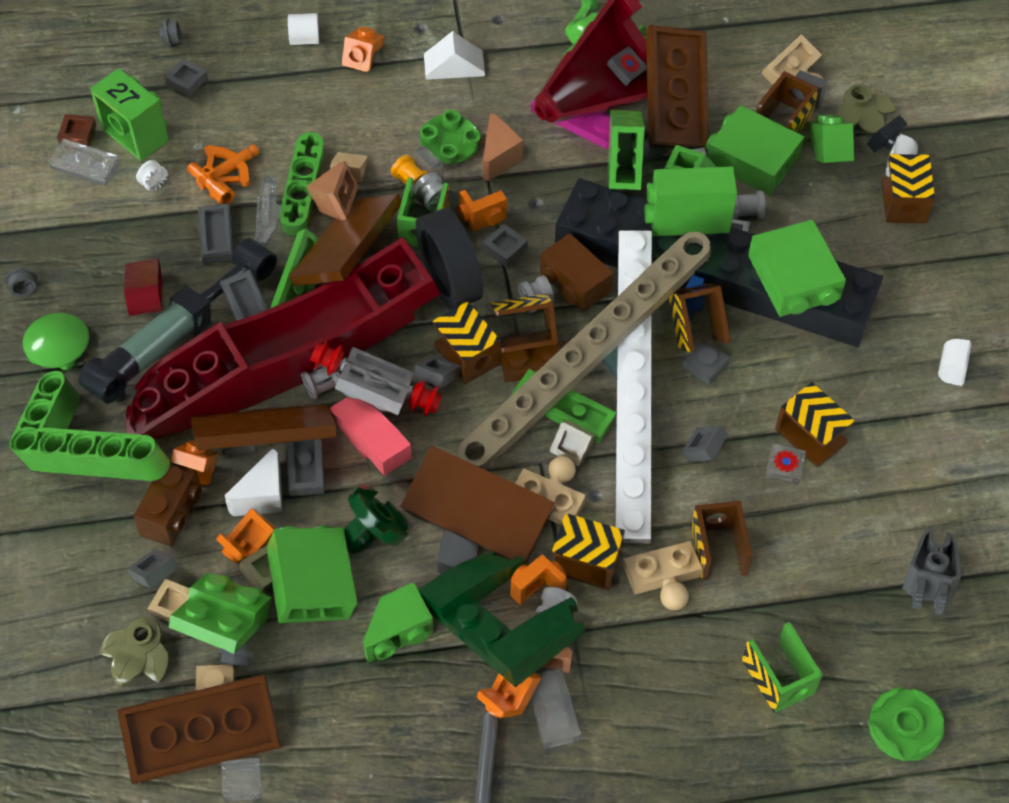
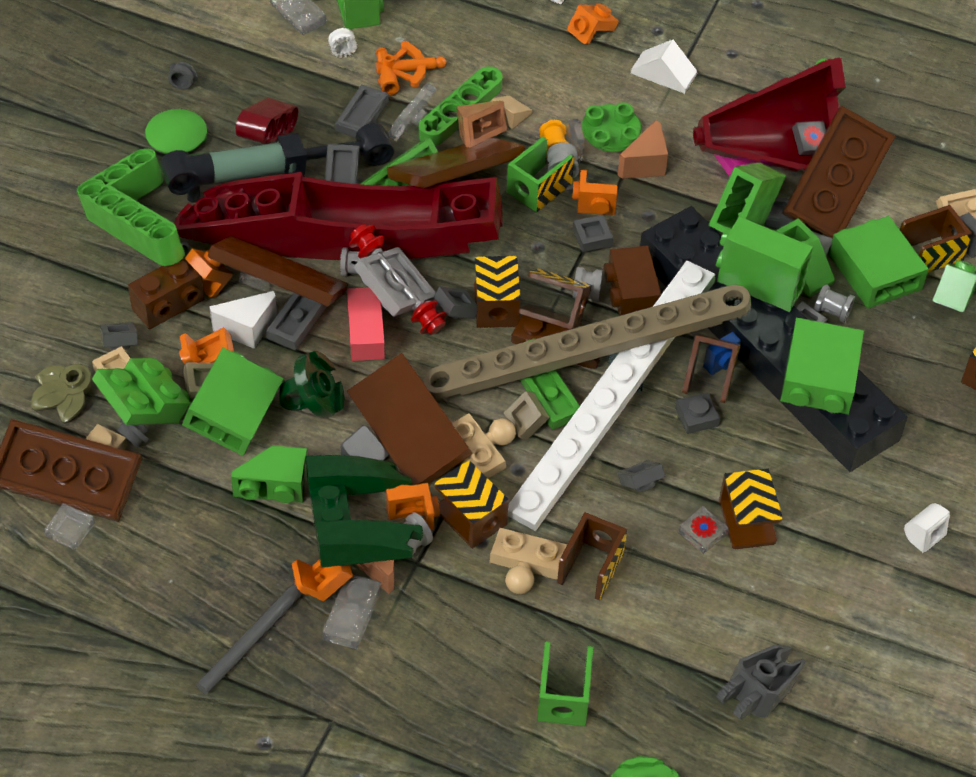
camera: 30 degrees right, 5 degrees down
(449, 257) = (525, 213): black tyre -> none

